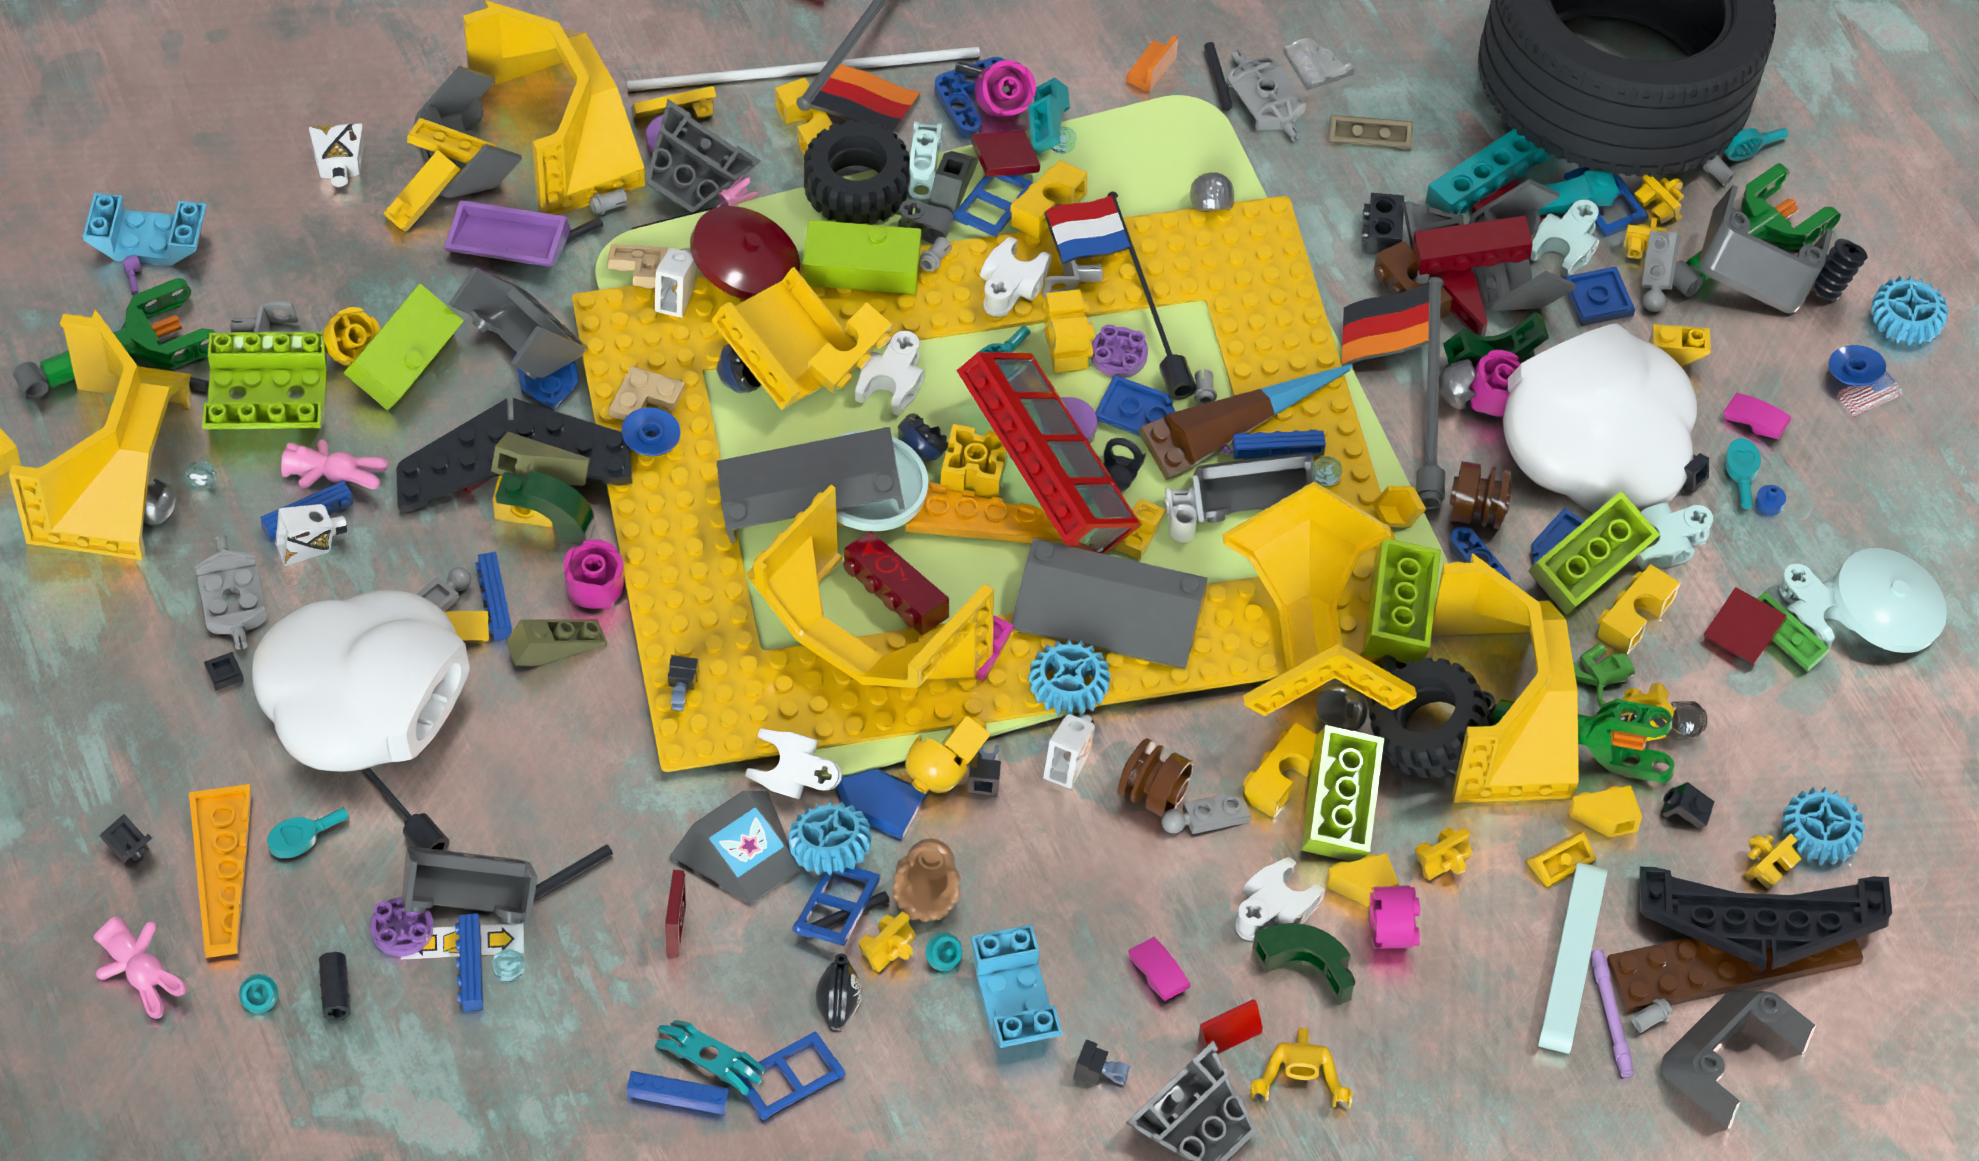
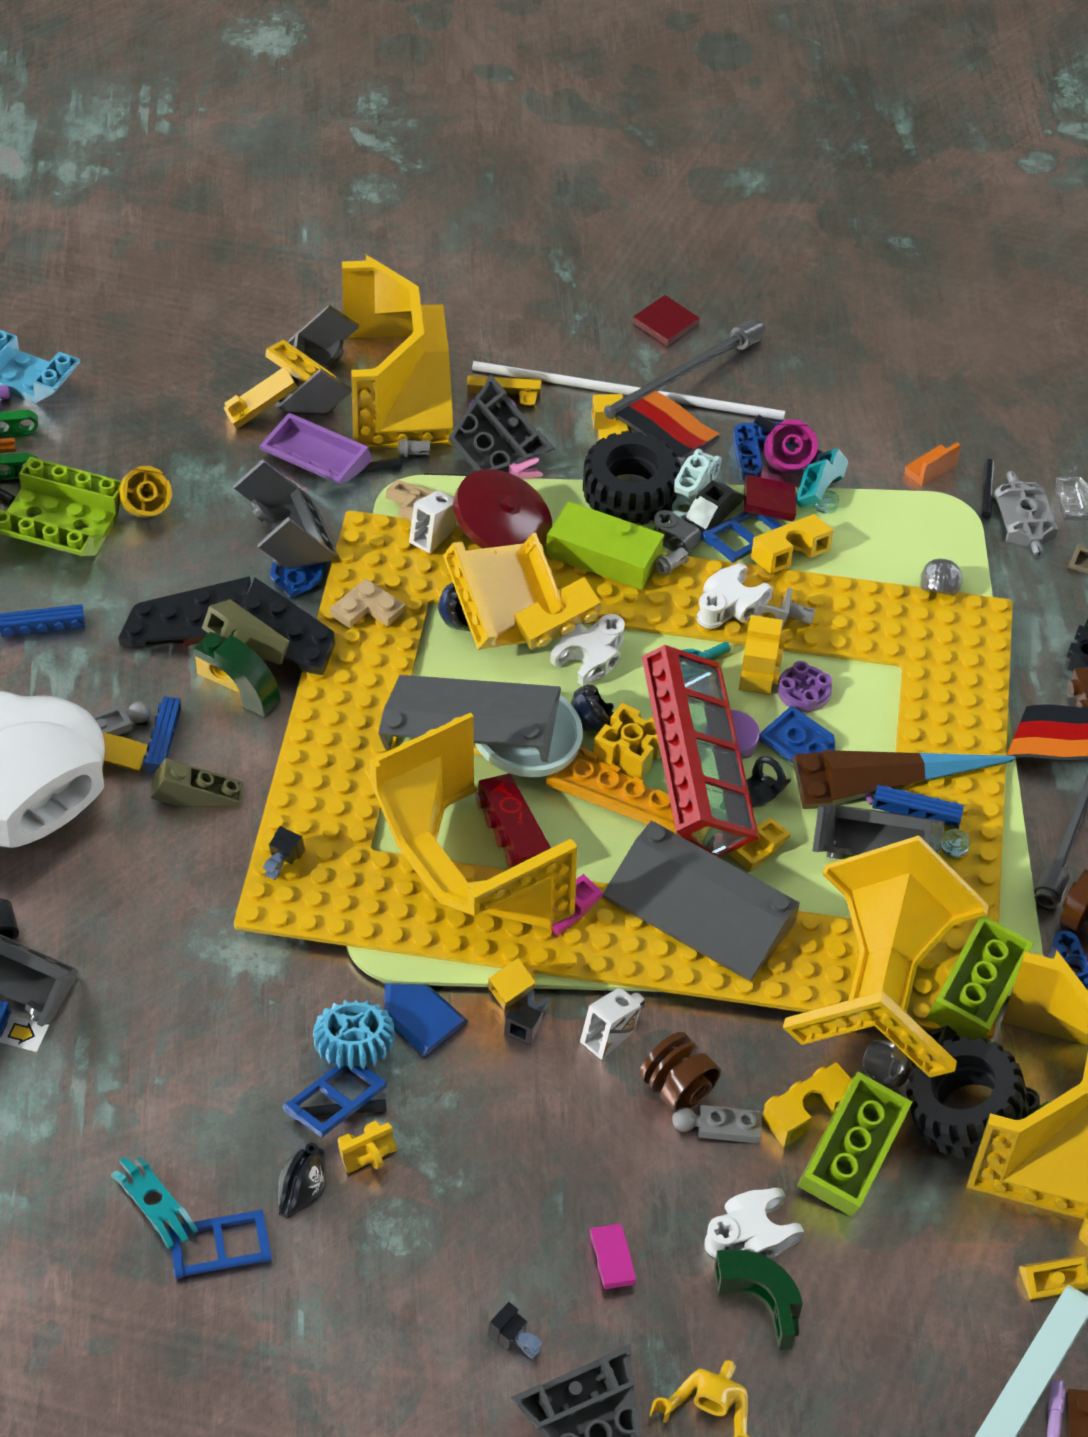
camera: 20 degrees right, 5 degrees down
(265, 317) = (86, 460): light grey bracket -> none
(306, 532) = (28, 636): white torso -> none
(335, 467) = (80, 590): bright pink animal -> none
(338, 151) = (211, 351): white torso -> none
(403, 347) = (183, 511): lime brick -> none
(508, 965) = (16, 1058): clear light blue tile -> none
(572, 870) = (111, 992): black bar -> none
(594, 574) = (253, 741): dark pink brick -> none
(651, 431) = (355, 635): blue dish -> none
(675, 913) = (180, 1057): dark red tile -> none
(678, 1092) = (108, 1226): blue piece -> none
(740, 847) = (272, 1016): dark grey wedge -> none
(796, 766) = (352, 959): white piece -> none
(927, 881) = (424, 1101): medium nougat hair -> none
(933, 767) = (476, 999): yellow cylinder -> none
(944, 951) = (414, 1173): teal hat -> none
(1013, 987) = (464, 1228): medium azure slope -> none
(1071, 668) = (629, 963): medium azure gear -> none
(1100, 231) = (830, 581): flag -> none
(1181, 513) = (801, 844): white piece -> none
(1204, 388) = (870, 738): light grey pin -> none
(1231, 1027) = (659, 1337): red slope -> none
(1357, 877) = (848, 1235): yellow slope -> none
(1393, 917) = (861, 1280): dark pink brick -> none
(1399, 506) = (1011, 894): yellow panel -> none
(1448, 854) = (938, 1235): yellow hips -> none

